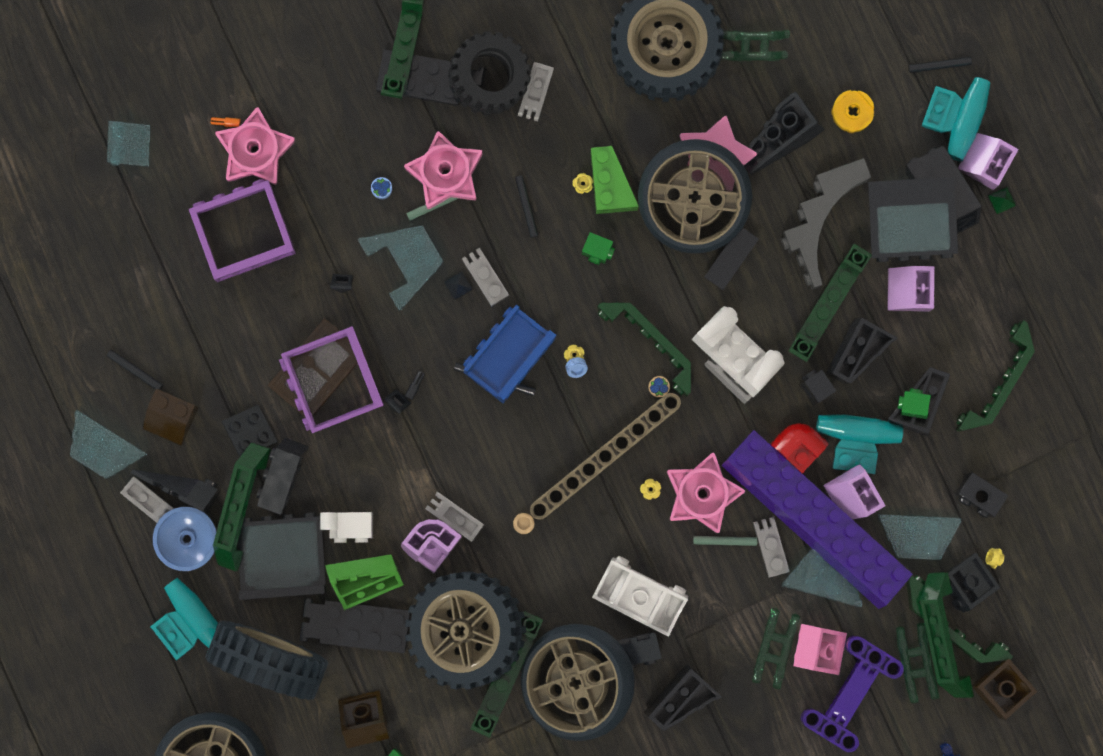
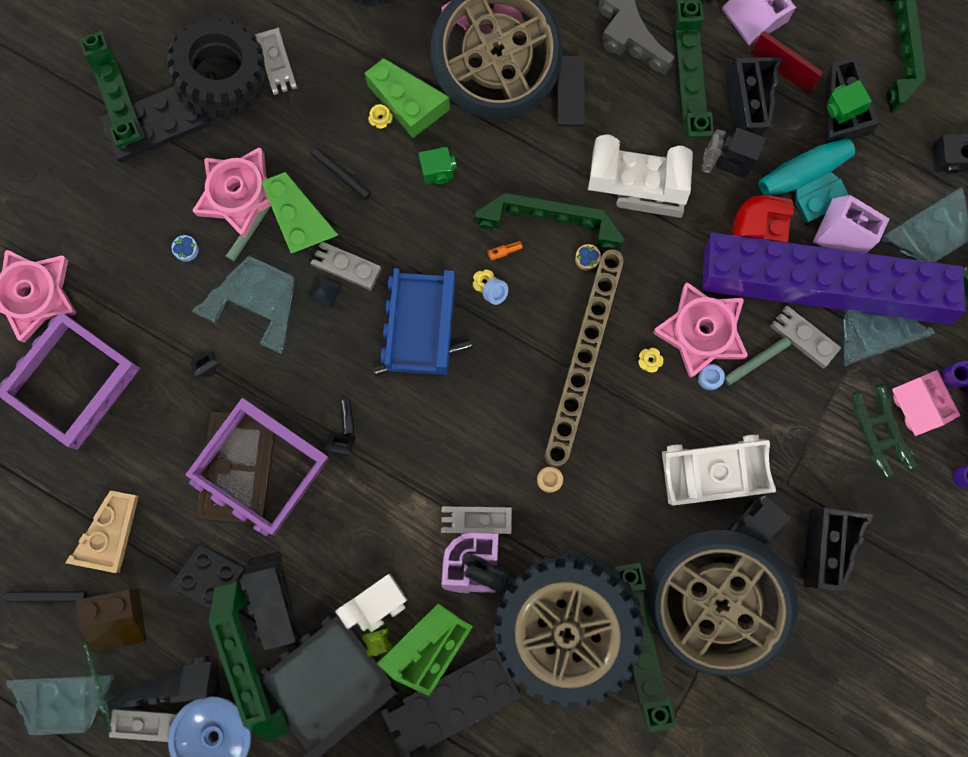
camera: 30 degrees left, 5 degrees down
(131, 468) = (101, 699): none -> clear green piece
(200, 357) = (108, 534): none -> tan wing
(333, 551) = (377, 642): none -> clear neon green wheel
(435, 555) = (485, 572): none -> black hinge
(474, 221) = (295, 213): none -> bright green wedge
(602, 341) = (503, 250): none -> orange pin
(684, 529) = (711, 377): none -> light blue tile
(798, 372) = (712, 151): none -> clear tile
(900, 343) = (792, 65): none -> dark red piece

